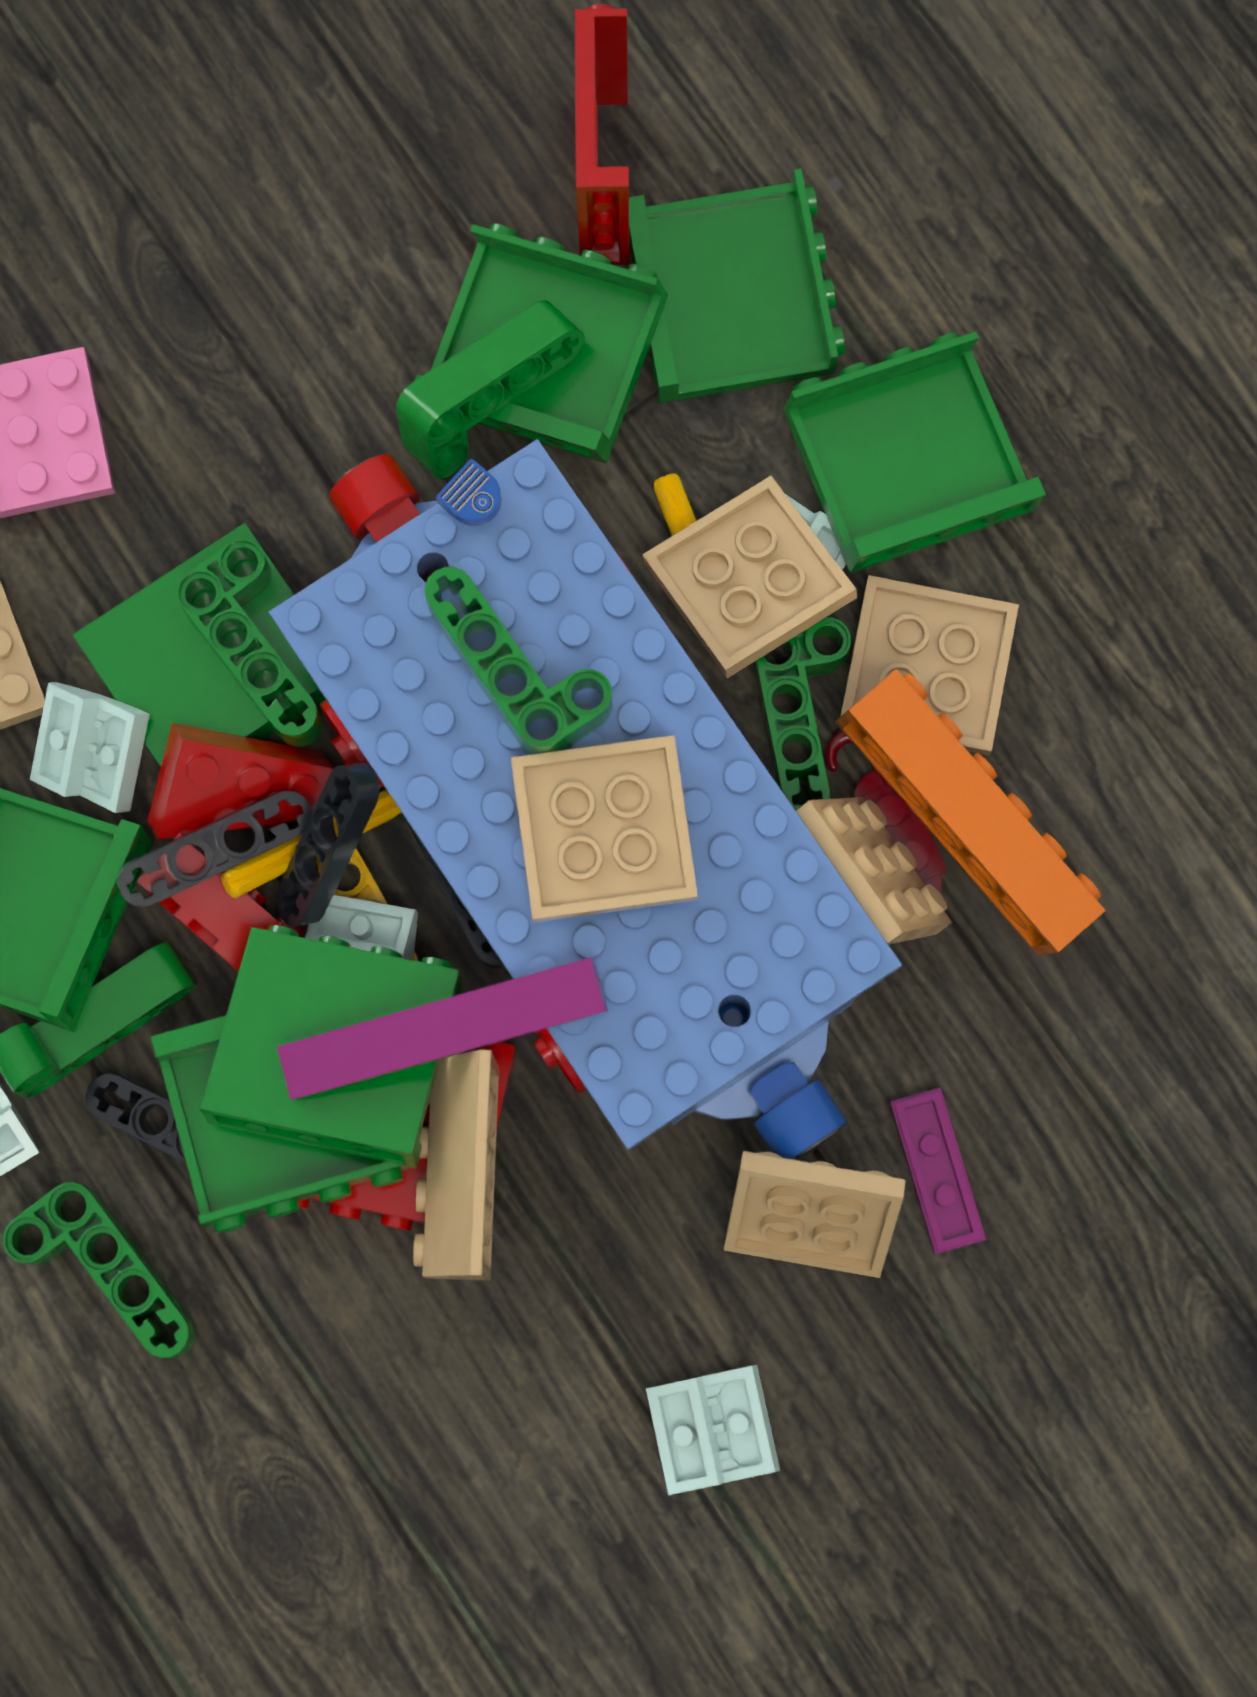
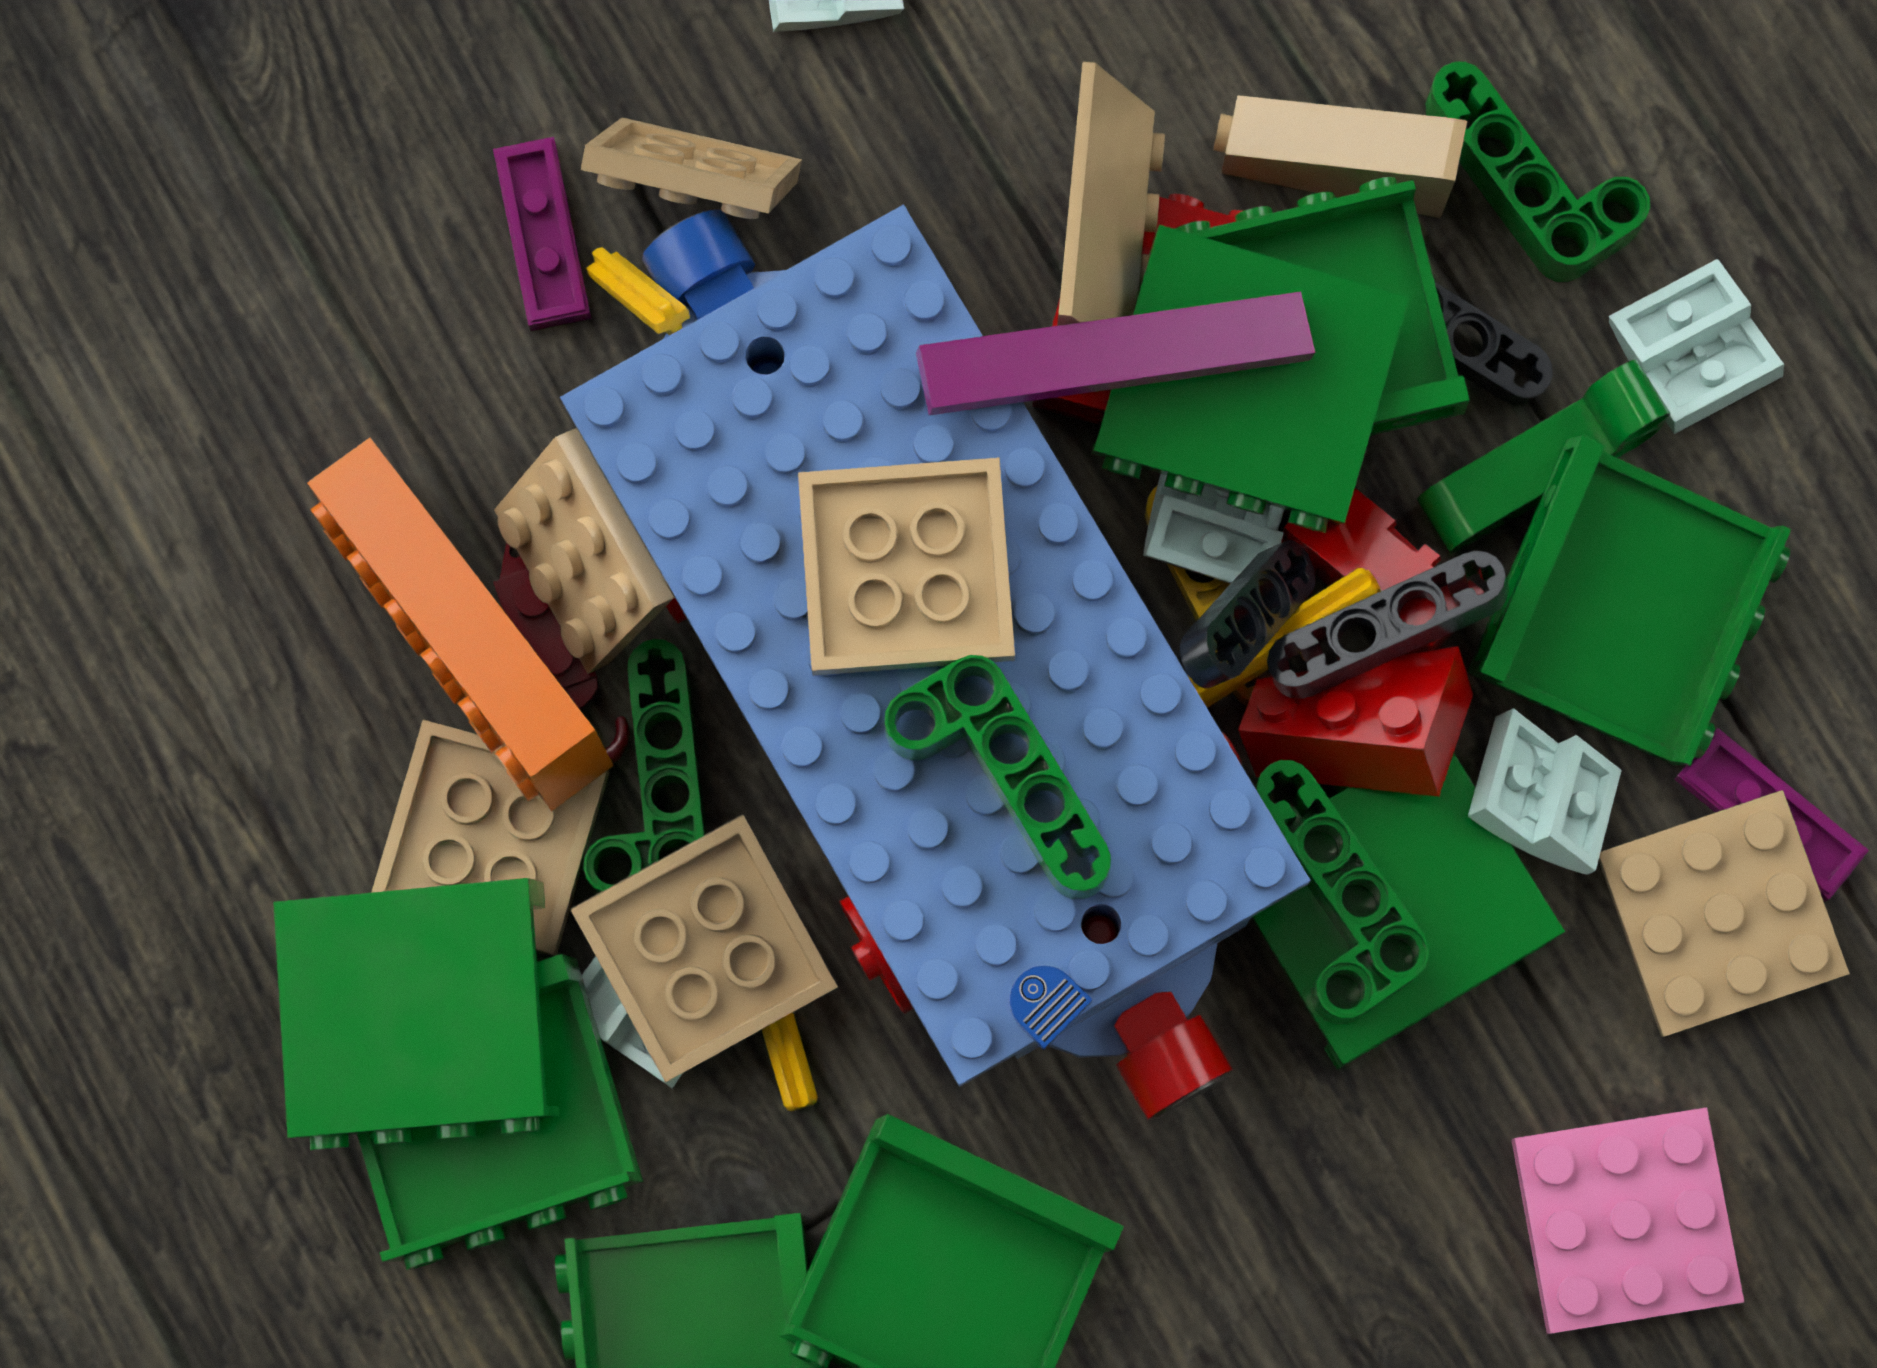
camera: 175 degrees left, 0 degrees up
(264, 1273) = (1341, 148): none -> tan slope
(480, 381) = (1023, 1222): green beam -> none
(848, 1094) = (637, 292): none -> yellow axle
(974, 515) = (411, 1012): none -> green panel

